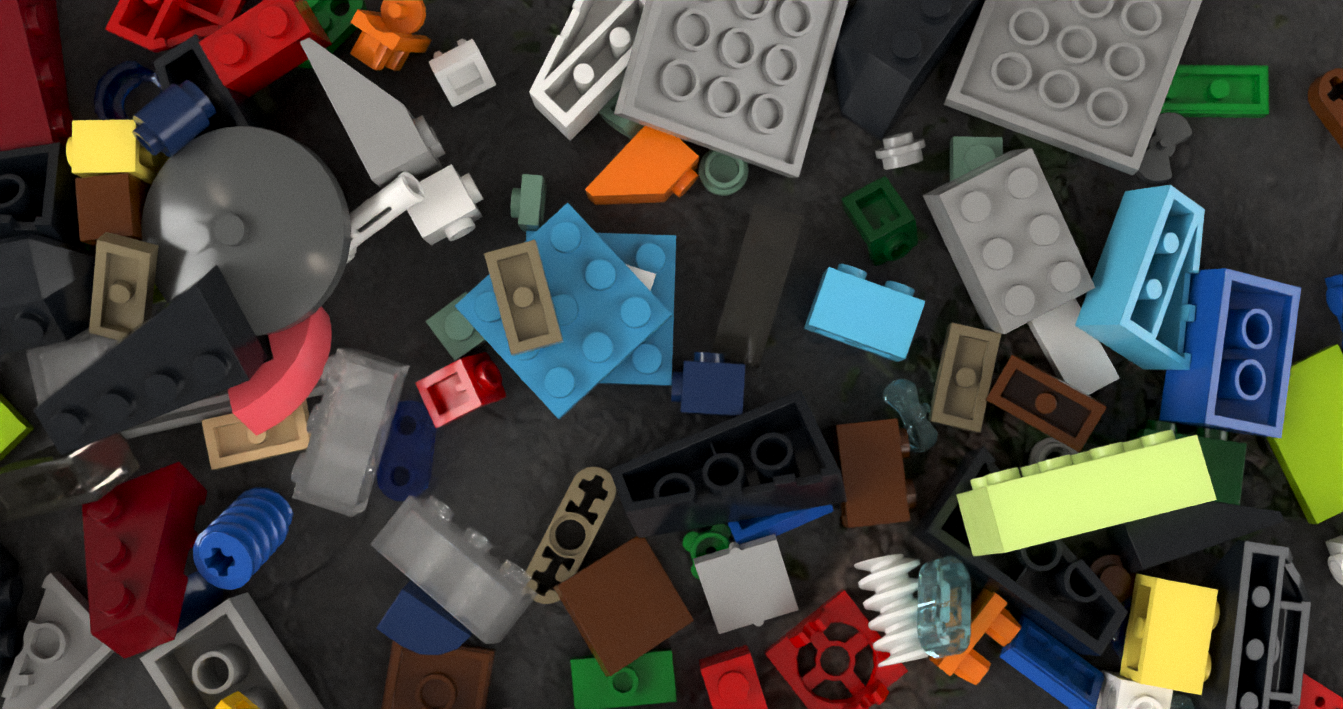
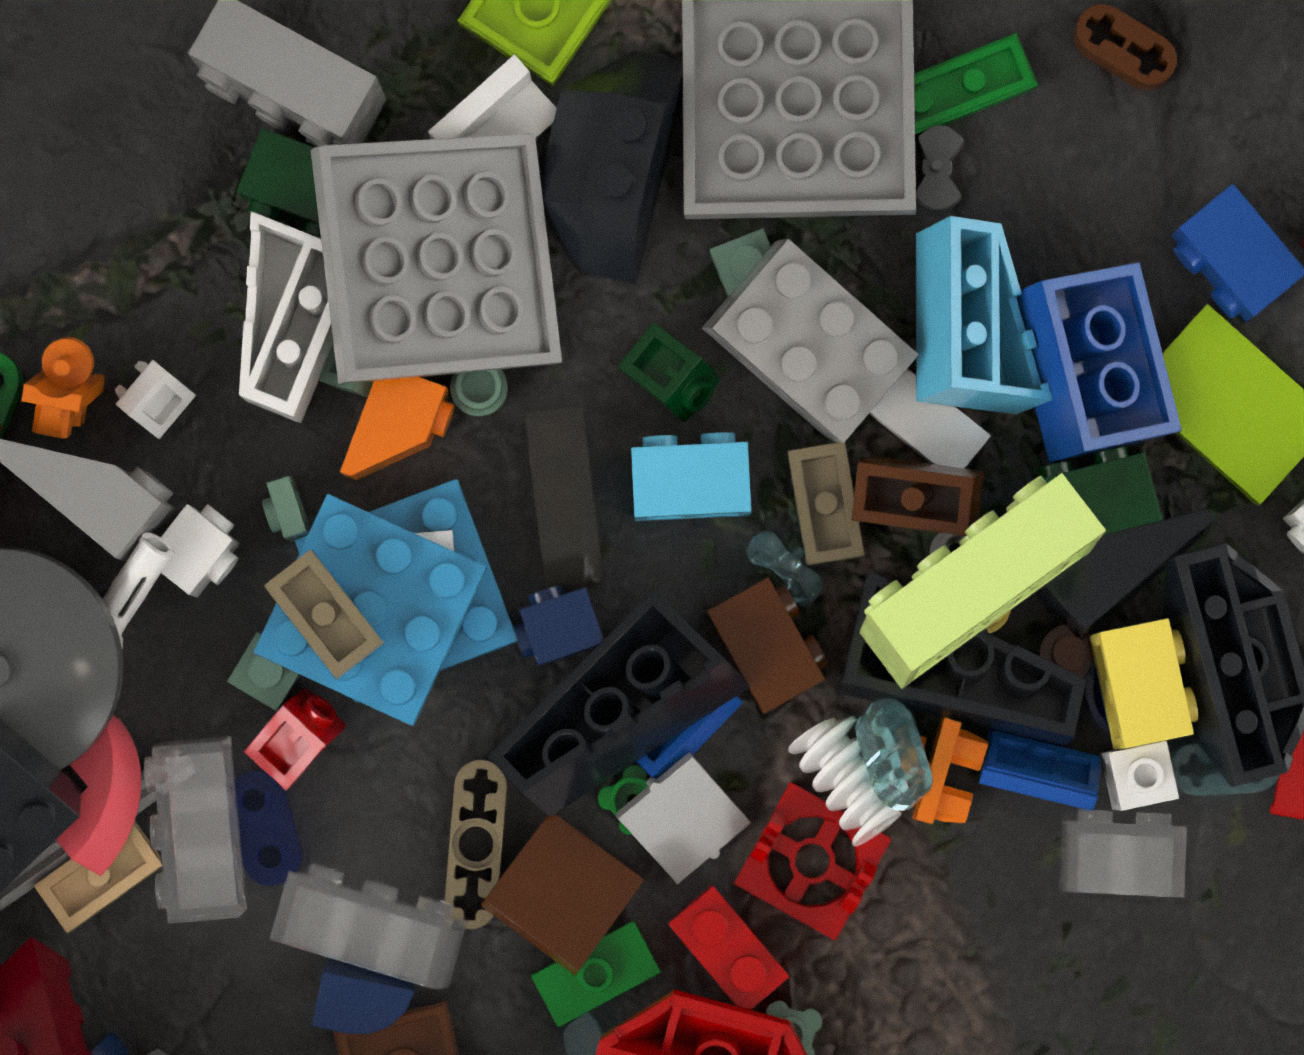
camera: 15 degrees left, 0 degrees up
(242, 538) = (132, 988): blue piece -> none
(900, 150) = (659, 288): light grey plate -> none

